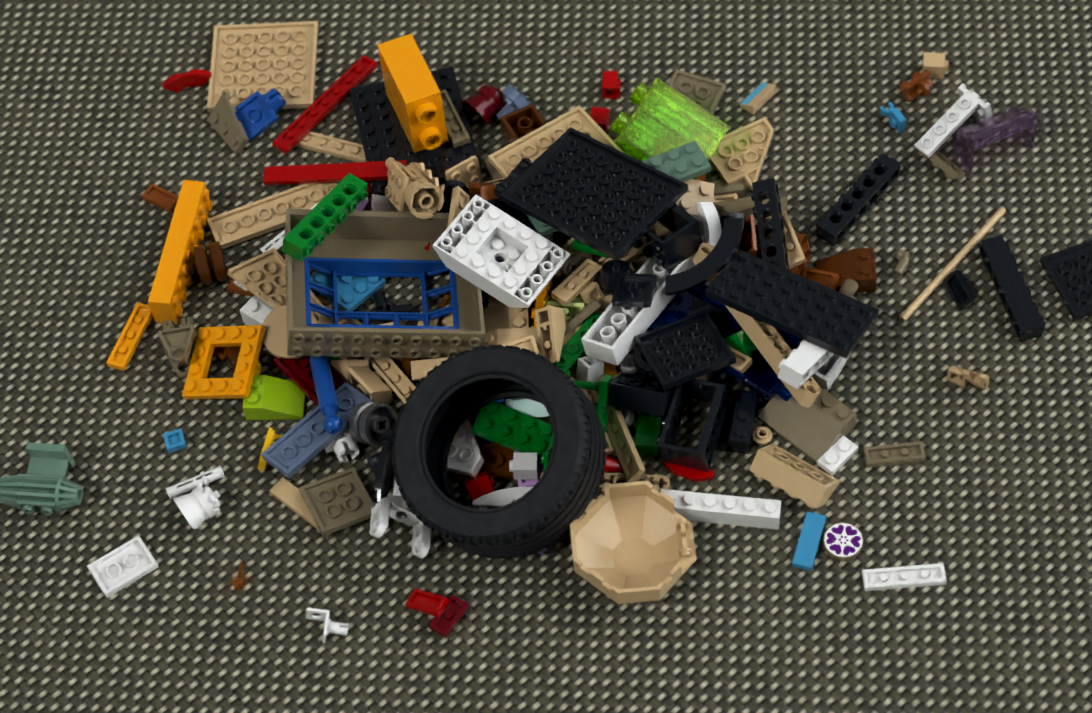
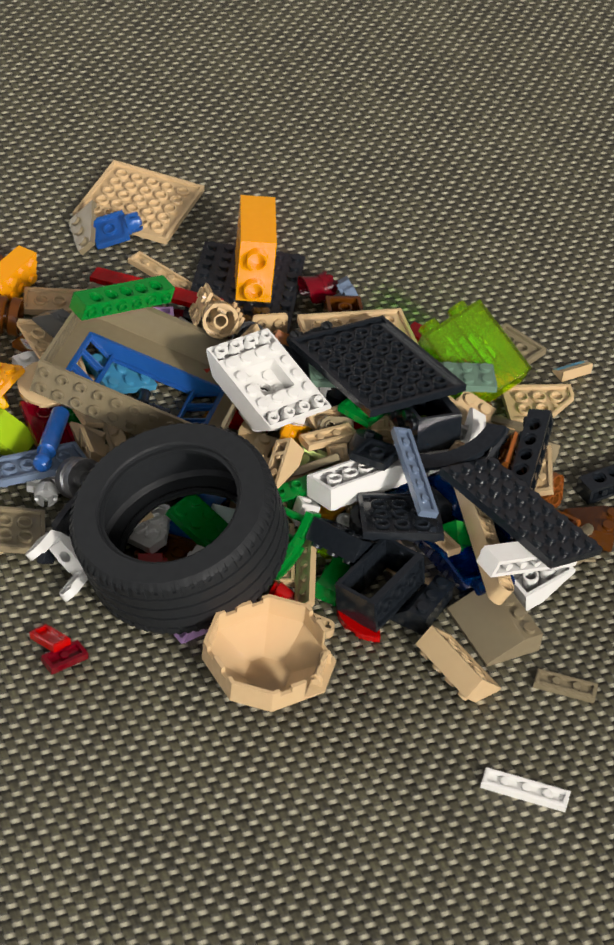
camera: 10 degrees right, 15 degrees down
(181, 81) = (72, 187): red tile -> none
(264, 259) = (51, 320): none -> dark grey slope
(324, 104) = (175, 244): red tile -> none
(455, 128) = (281, 287): dark tan tile -> none
(611, 85) = (439, 311): red brick -> none
(628, 416) = (321, 562): plate -> none
(679, 299) = (414, 472): none -> sand blue plate
(726, 509) = (379, 668): white brick -> none
(762, 440) = (443, 623): tan plate -> none
(809, 541) = (445, 725): dark azure tile -> none
(837, 455) = (509, 666): white plate -> none
(843, 541) = (479, 737): tile -> none

